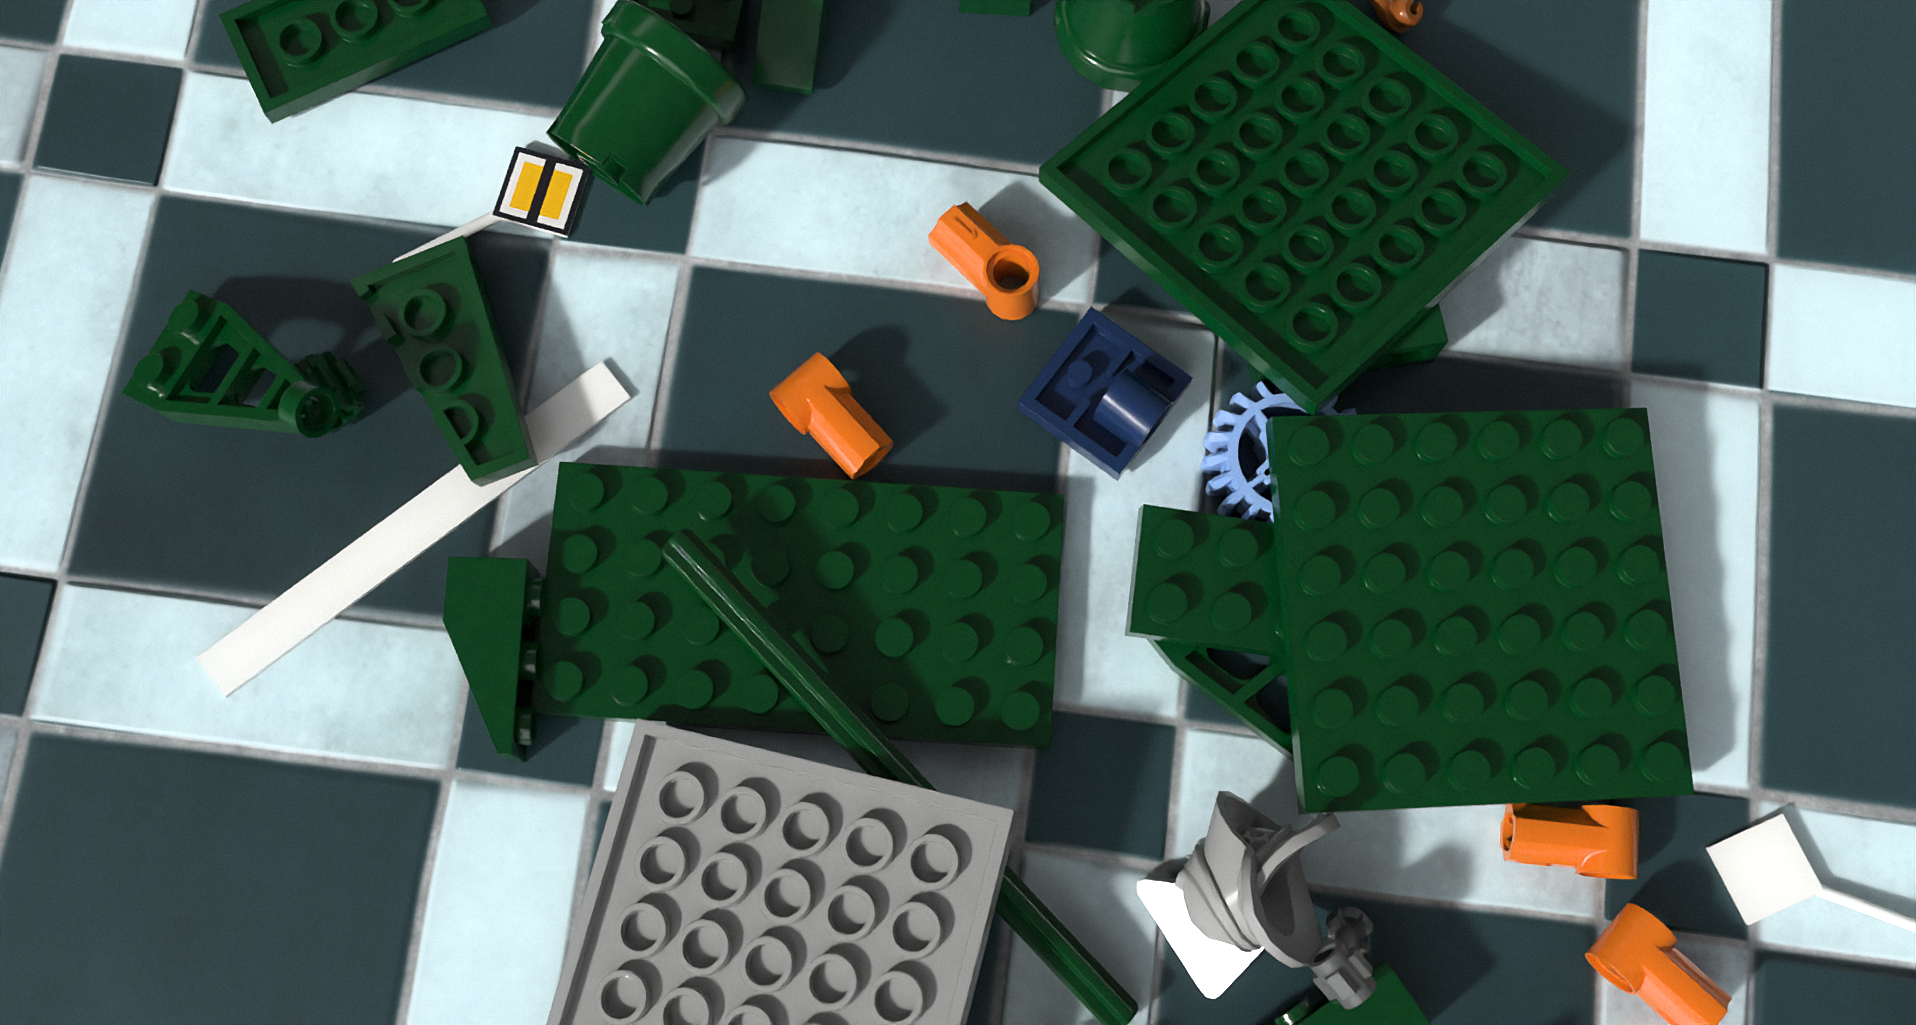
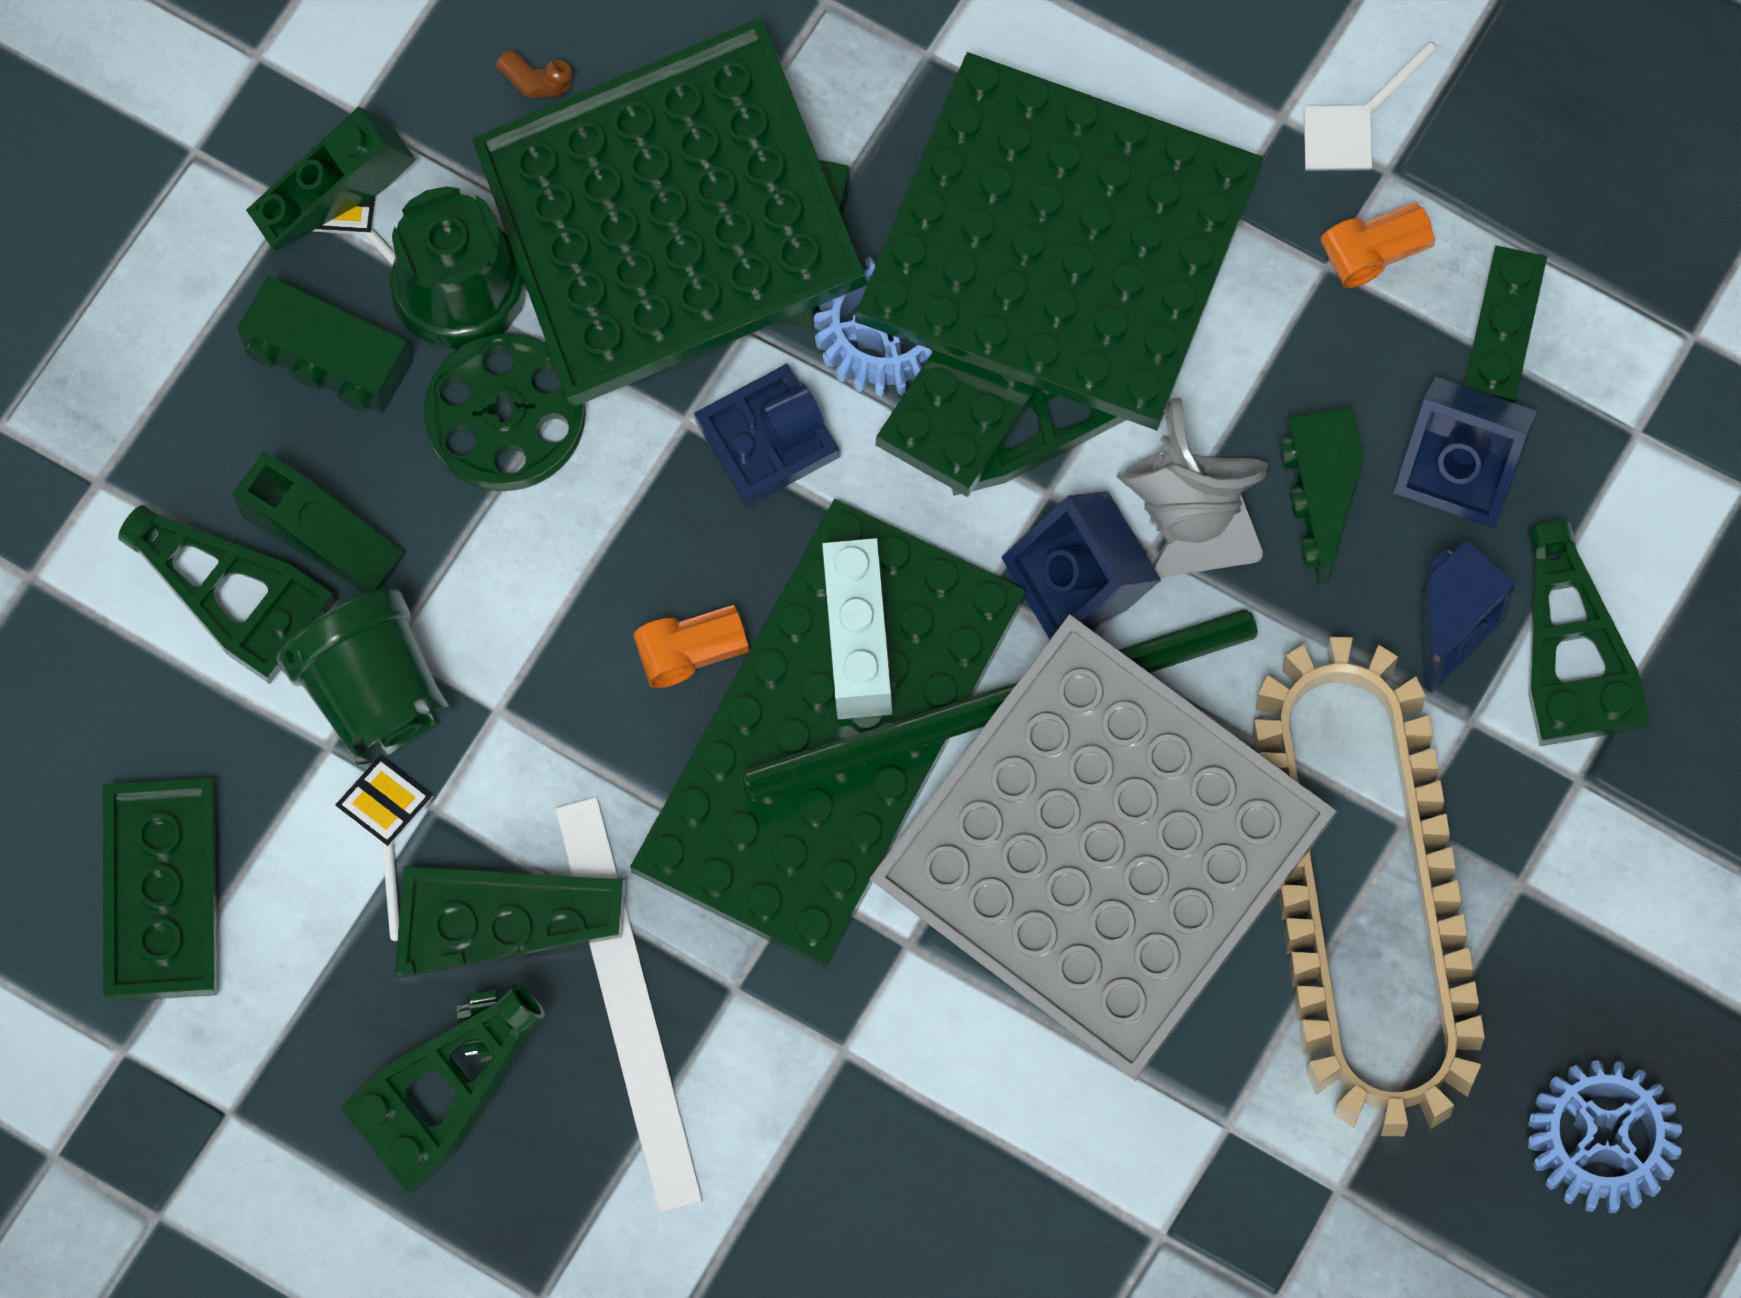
camera: 60 degrees left, 5 degrees down
(492, 628) = (752, 967): dark green slope -> none
(909, 579) = (857, 628): none -> light aqua brick
(982, 119) = (479, 416): none -> dark green wedge
(986, 258) = (611, 476): orange piece -> none
(1105, 796) = (1081, 563): none -> dark blue slope
(1340, 962) = (1274, 446): dark grey bar -> none
(1591, 839) = (1264, 243): orange piece -> none

